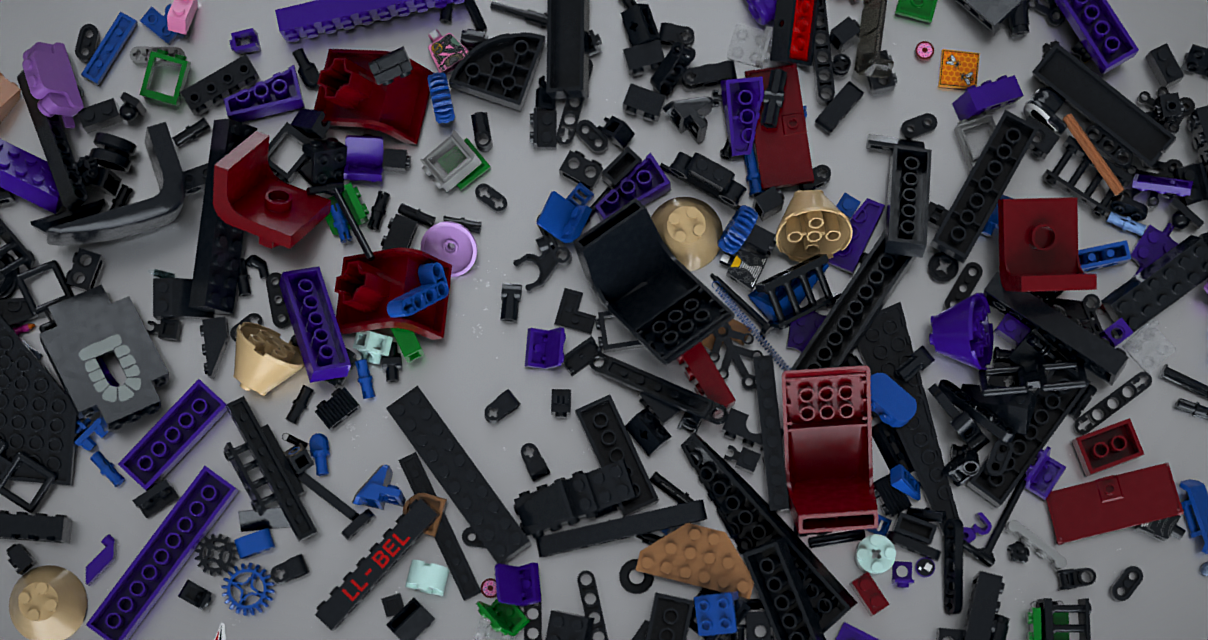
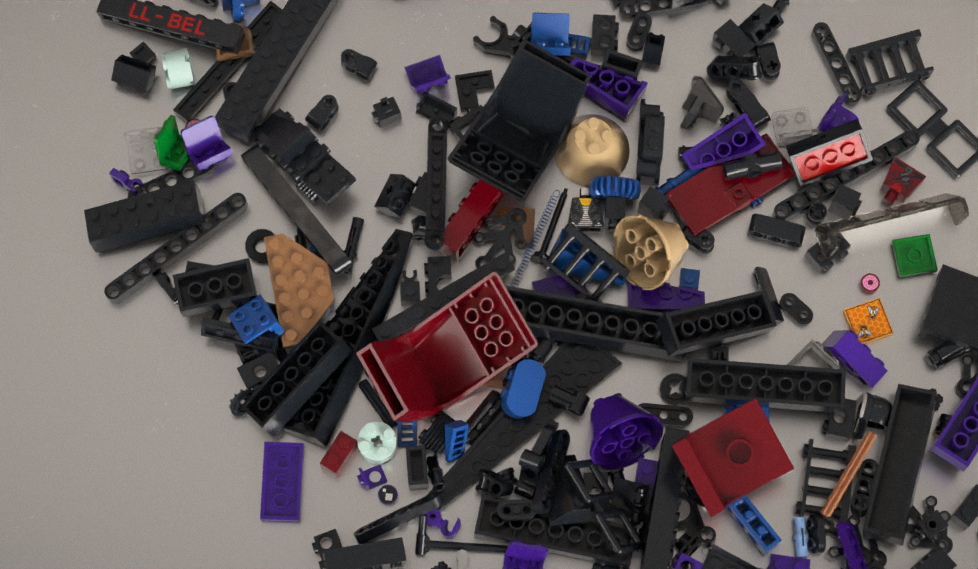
camera: 65 degrees right, 5 degrees down
(510, 300) = (460, 28): black piece -> none
(612, 443) = (371, 167): black brick -> none
(643, 102) = (692, 59): black piece -> none
(913, 546) = (401, 464): black beam -> none

